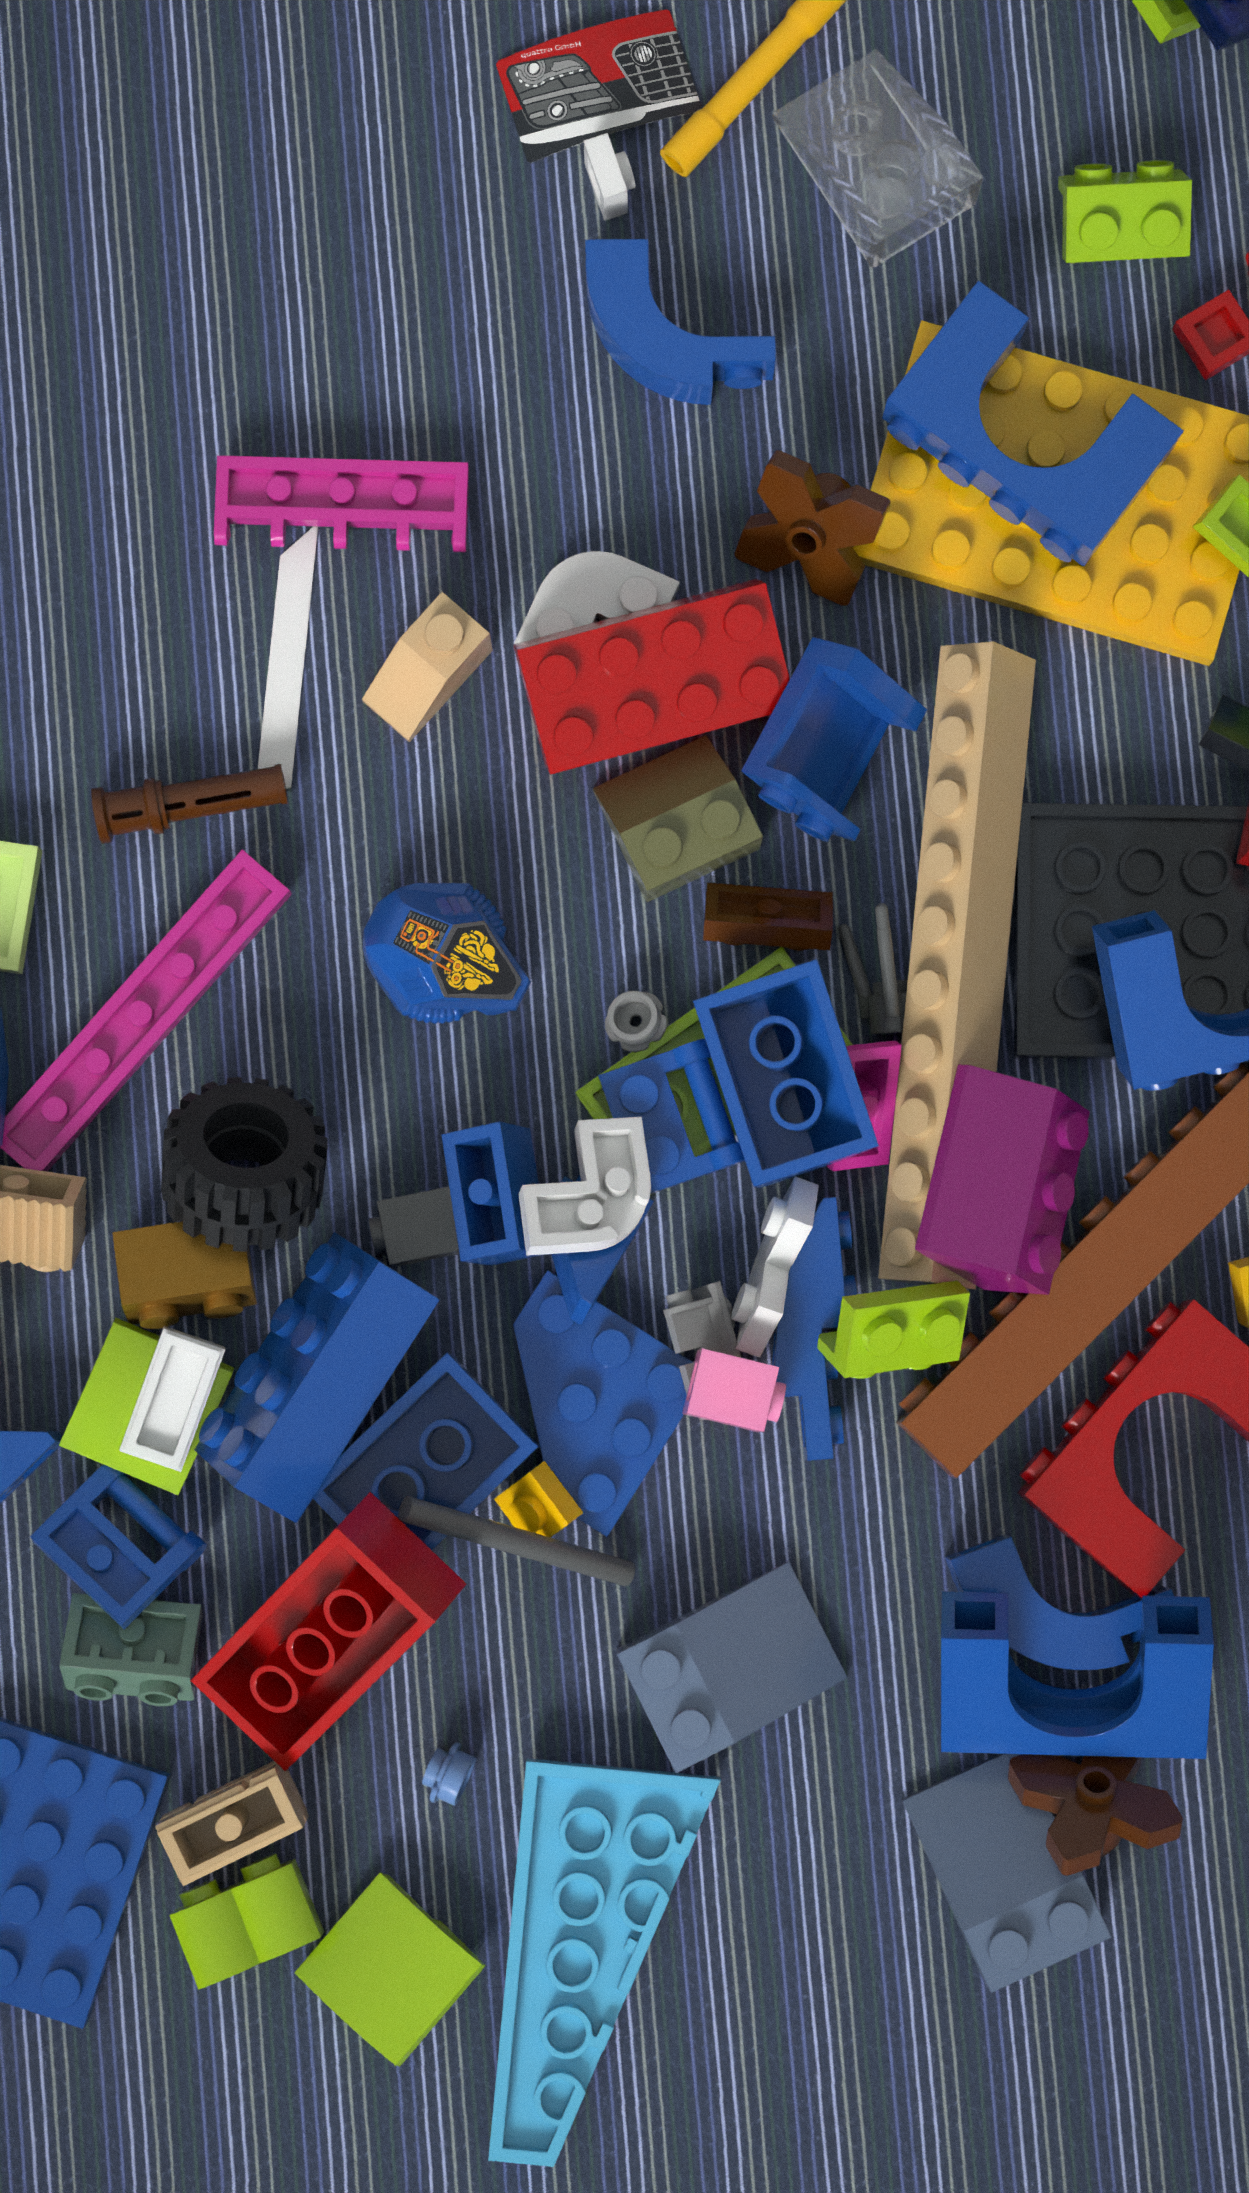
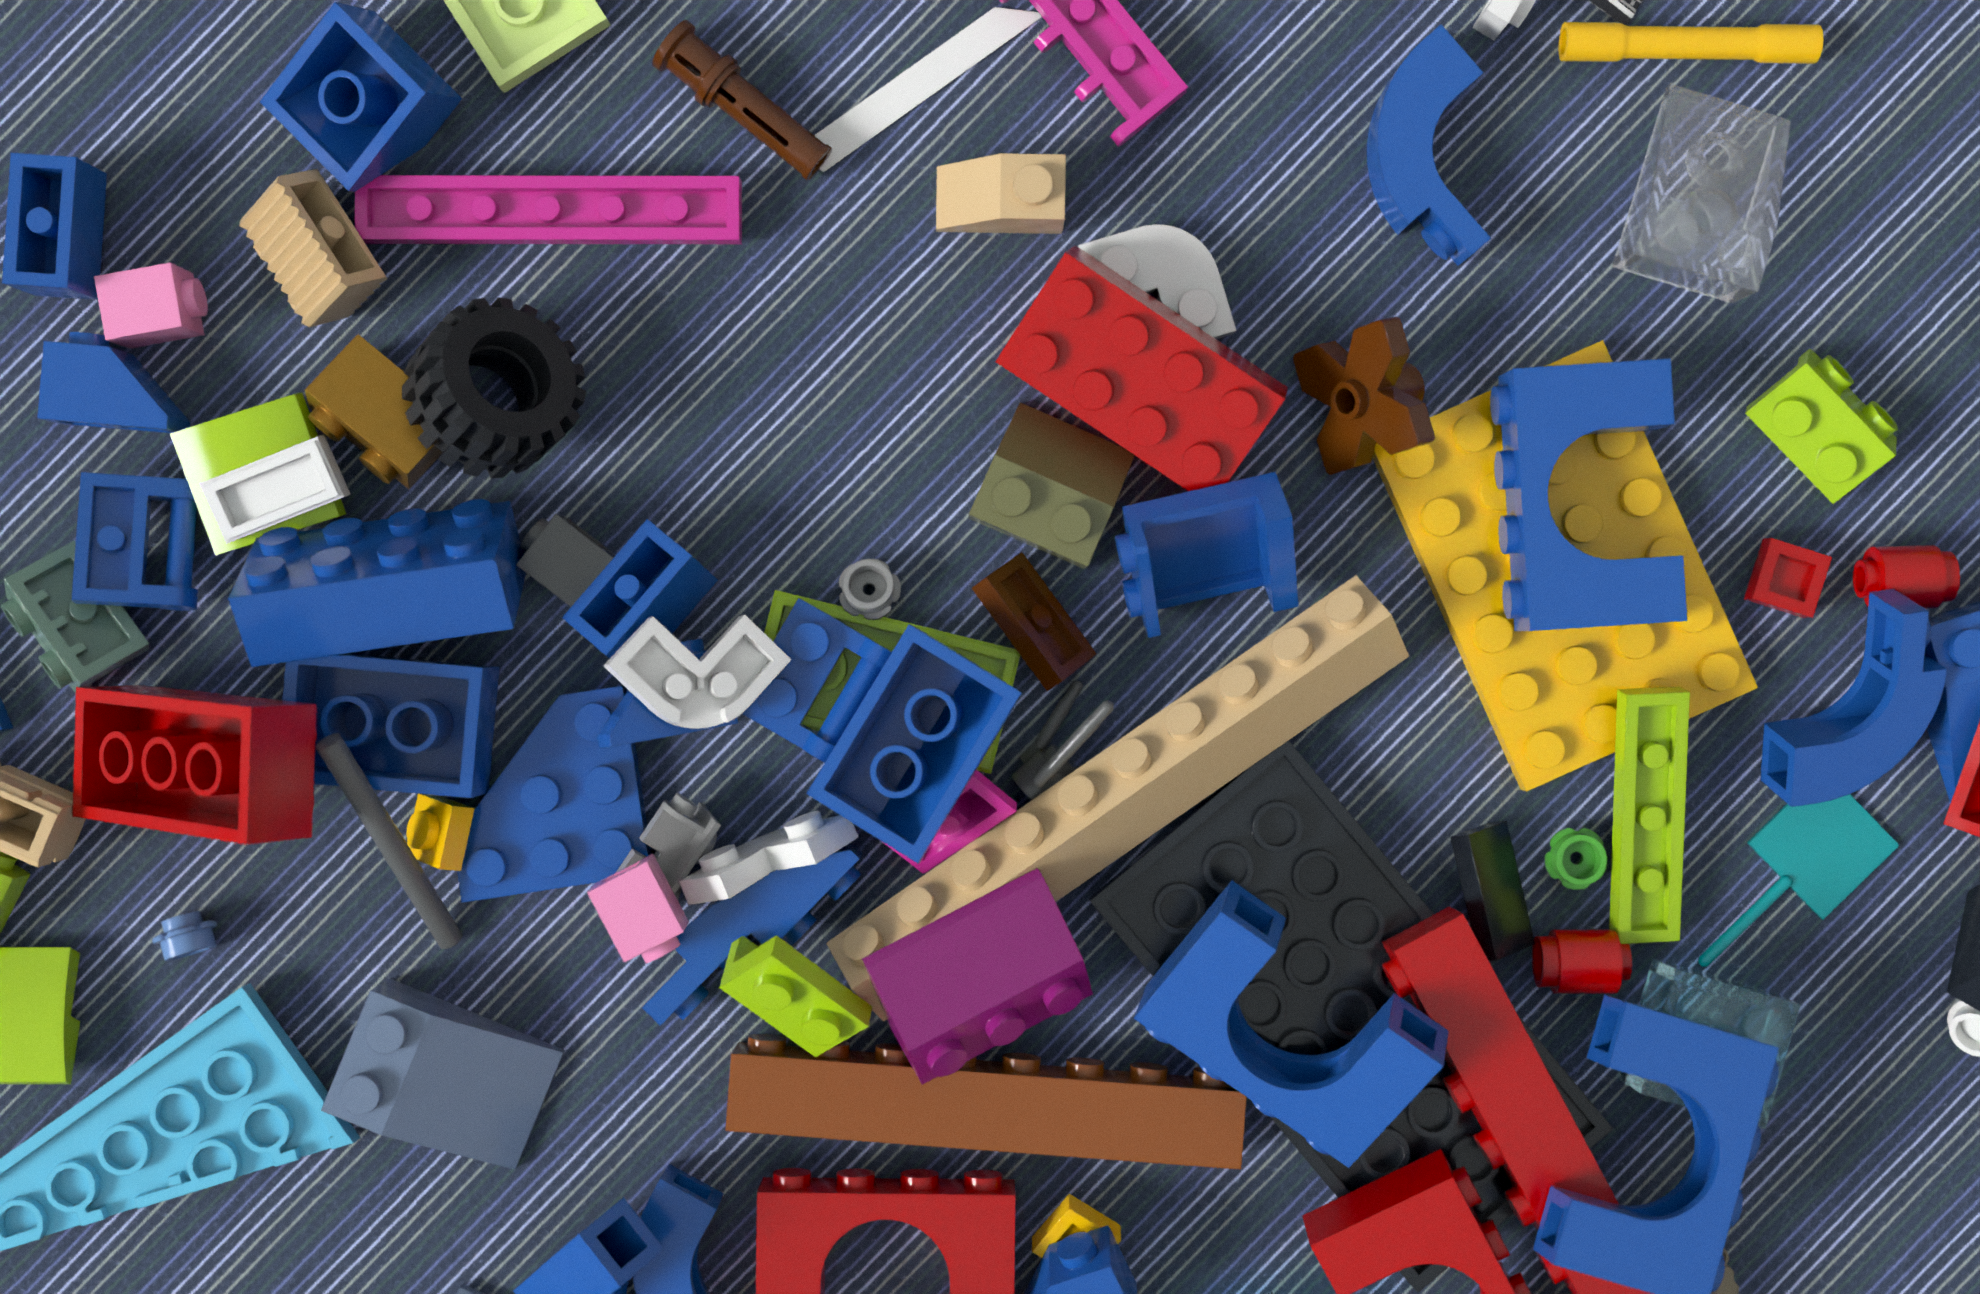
camera: 50 degrees right, 5 degrees up
(442, 953) = (792, 398): blue helmet -> none

